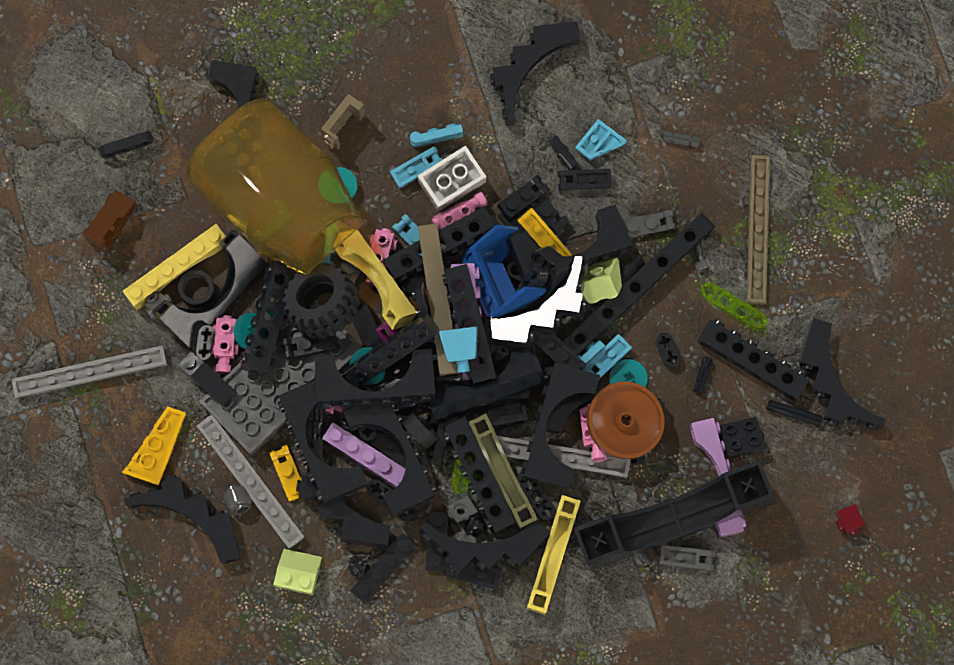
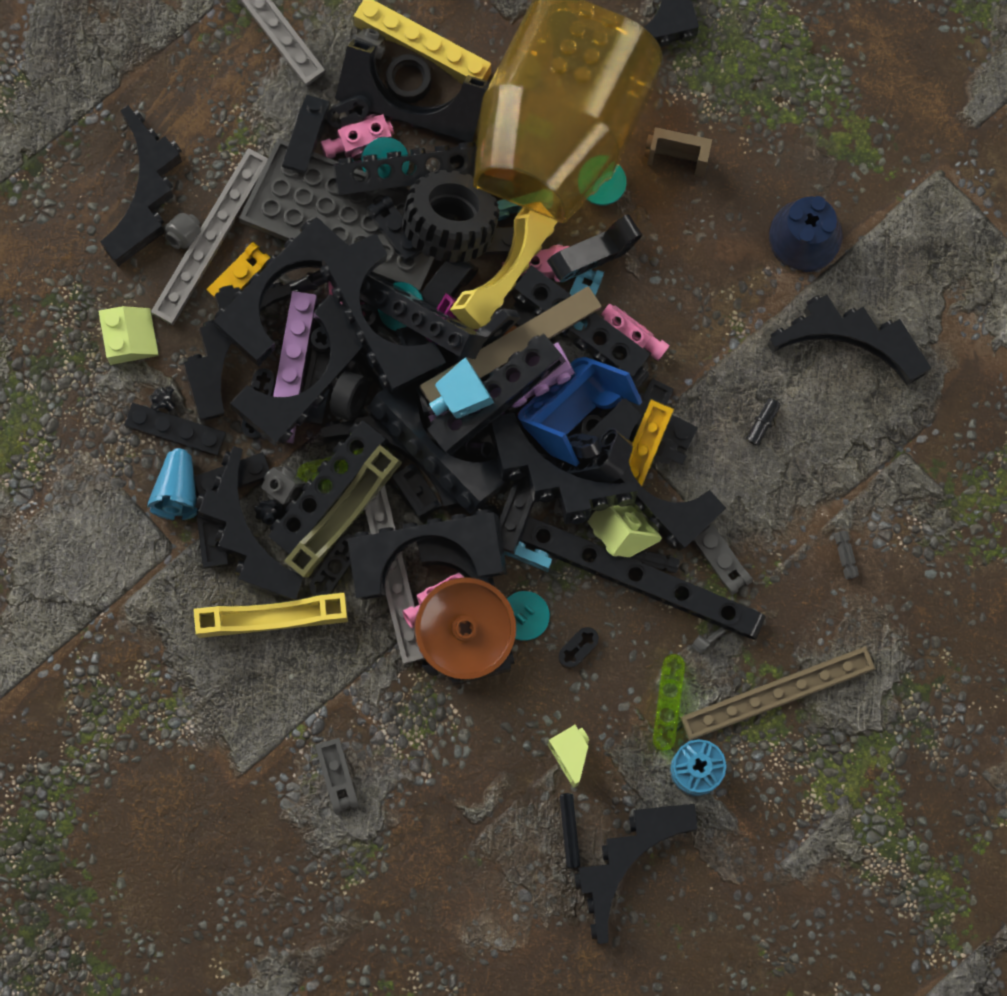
camera: 65 degrees right, 0 degrees up
(154, 454) = (203, 117): yellow wing -> none
(389, 210) = (596, 250): none -> black beam
(411, 169) = (666, 261): medium azure plate -> none
(428, 584) = (175, 488): none -> dark azure cone
(436, 135) = (714, 266): medium azure plate -> none
(443, 72) = (806, 234): none -> dark blue cone
(452, 178) = (669, 305): white brick -> none
(523, 198) = (686, 399): black plate -> none
(585, 179) = (742, 461): black plate -> none
(599, 141) = (797, 458): medium azure wing -> none
(608, 356) = (536, 579): medium azure plate -> none
(640, 530) = (394, 759): black arch -> none
(702, 375) = (567, 701): black axle -> none
(707, 439) = (407, 802): lavender arch -> none
(742, 361) = (614, 688): black brick -> none
(742, 437) = (511, 780): black hinge -> none
(743, 386) = (570, 752): none -> yellowish green slope
(780, 310) = (692, 781): none -> dark azure wheel
(849, 520) = (465, 951): dark red brick -> none

